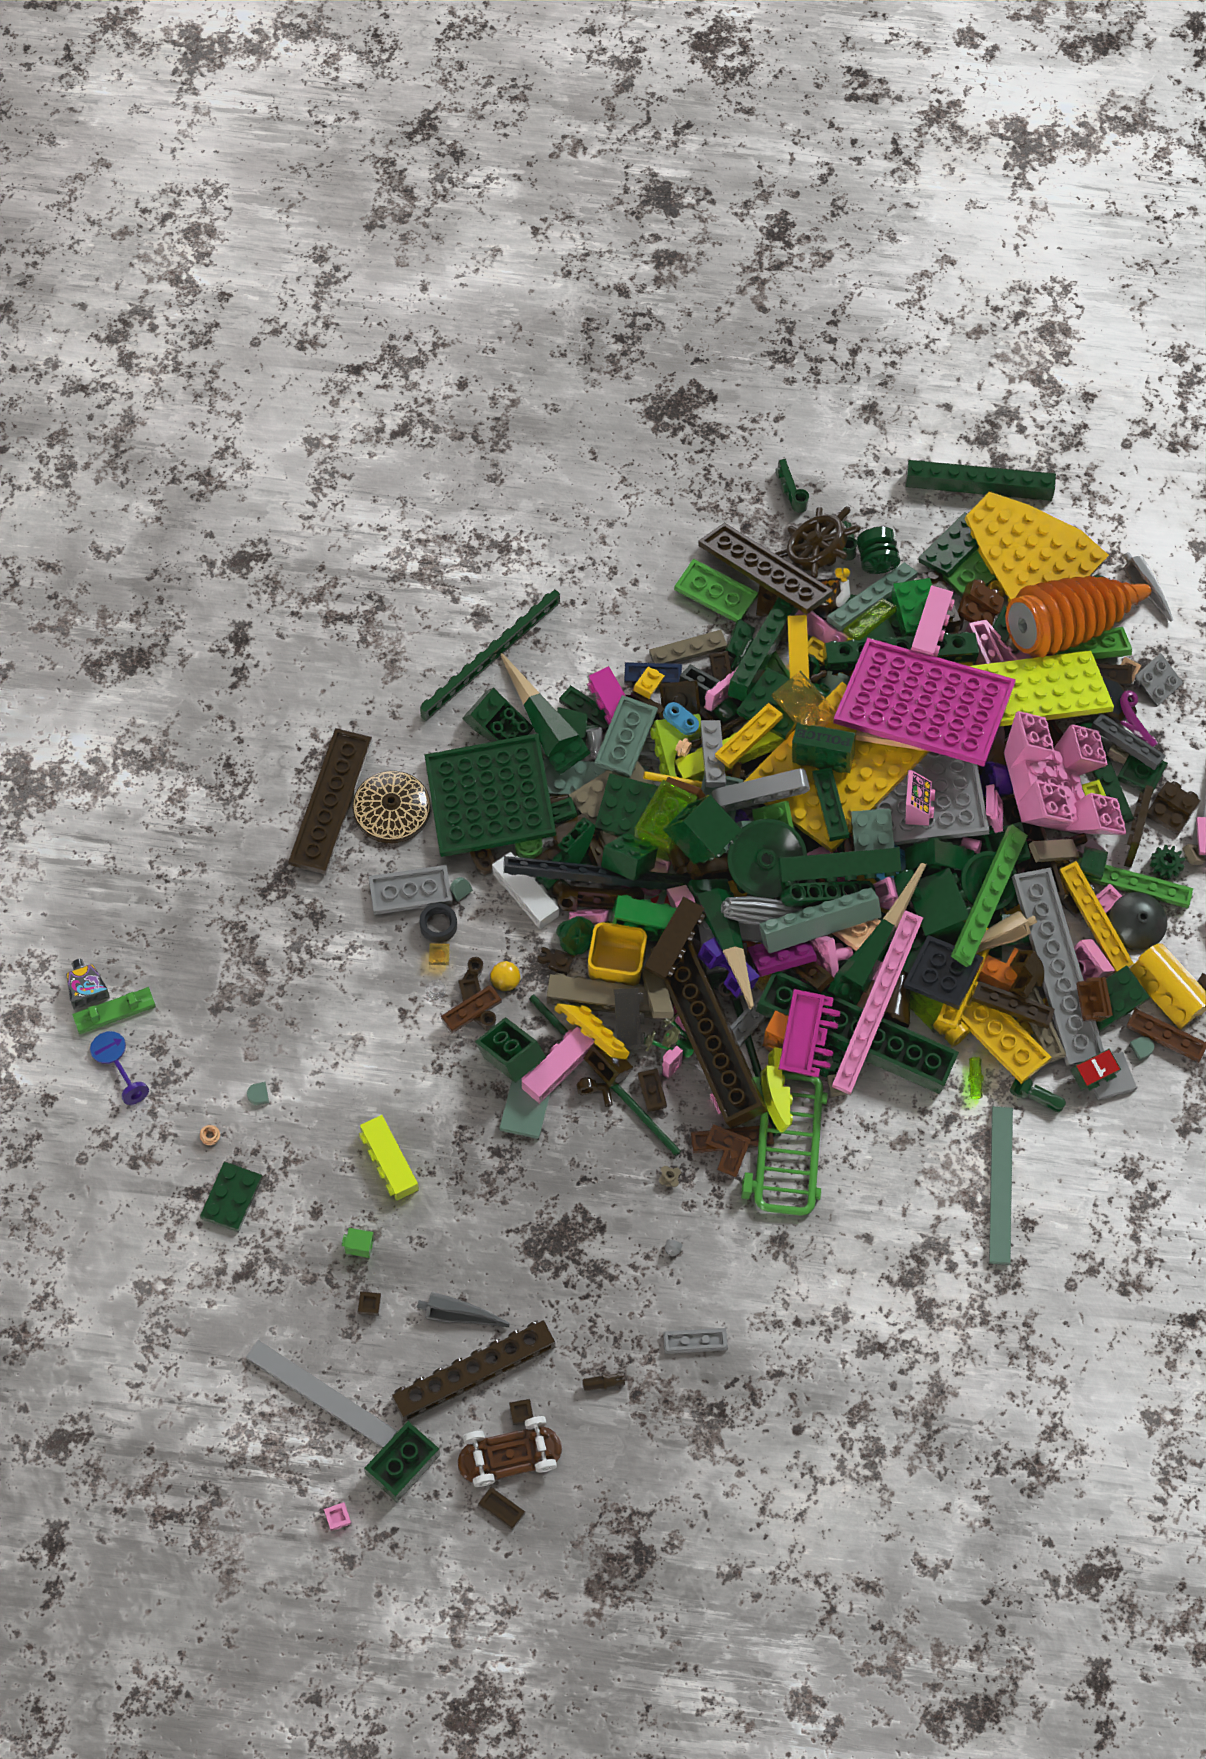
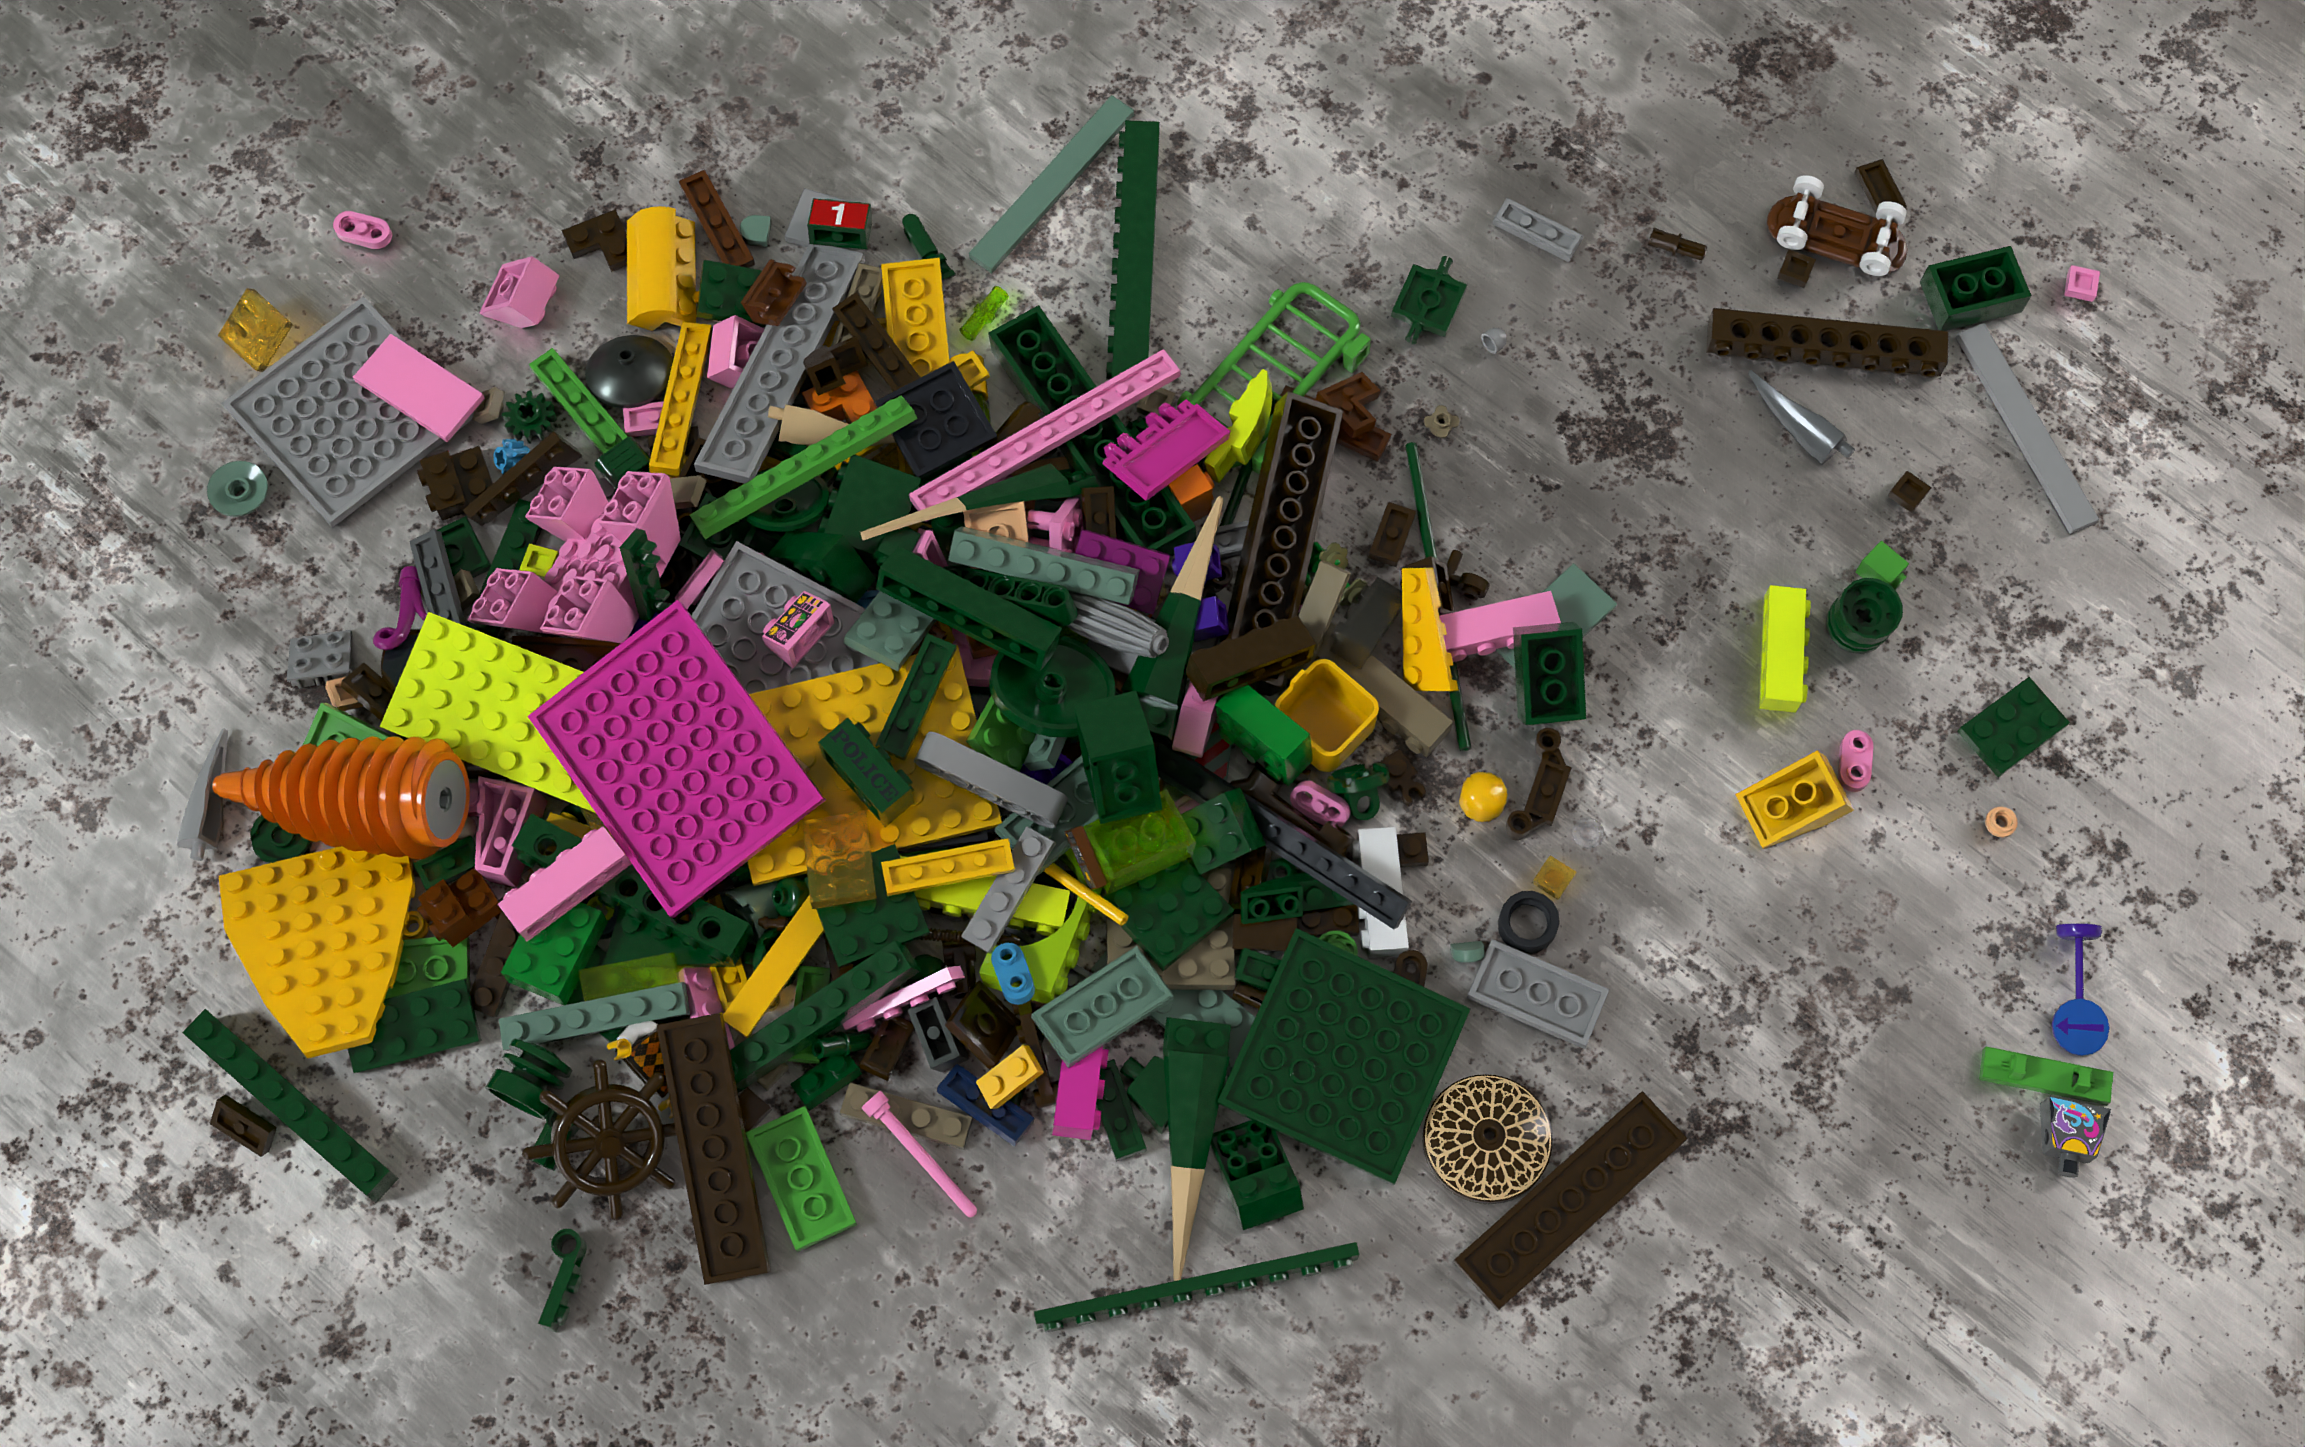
camera: 145 degrees left, 5 degrees up
(258, 1094) = (1906, 838): sand green tile -> none
(311, 1120) = (1855, 759): none -> bright pink plate
(331, 1074) = (1794, 800): none -> yellow slope
(351, 1188) = (1874, 603): none -> dark green wheel
(471, 1009) = (1561, 769): reddish brown tile -> none
(525, 925) = (1412, 849): none -> dark brown plate
(595, 740) = (1143, 1040): light grey piece -> none
(672, 1062) = (1352, 537): bright pink plate -> none
(683, 748) = (1040, 928): light nougat plate -> none
(702, 636) = (879, 1109): none -> bright pink piece
(728, 1248) = (1429, 300): none -> dark green plate
(809, 715) = (853, 822): clear yellow plate -> none
(918, 1167) = (1134, 246): none -> dark green brick
(1002, 461) = (243, 1125): none -> dark brown plate
(1017, 776) = (643, 574): none -> dark green plate
(1155, 834) = (509, 454): none -> dark azure gear

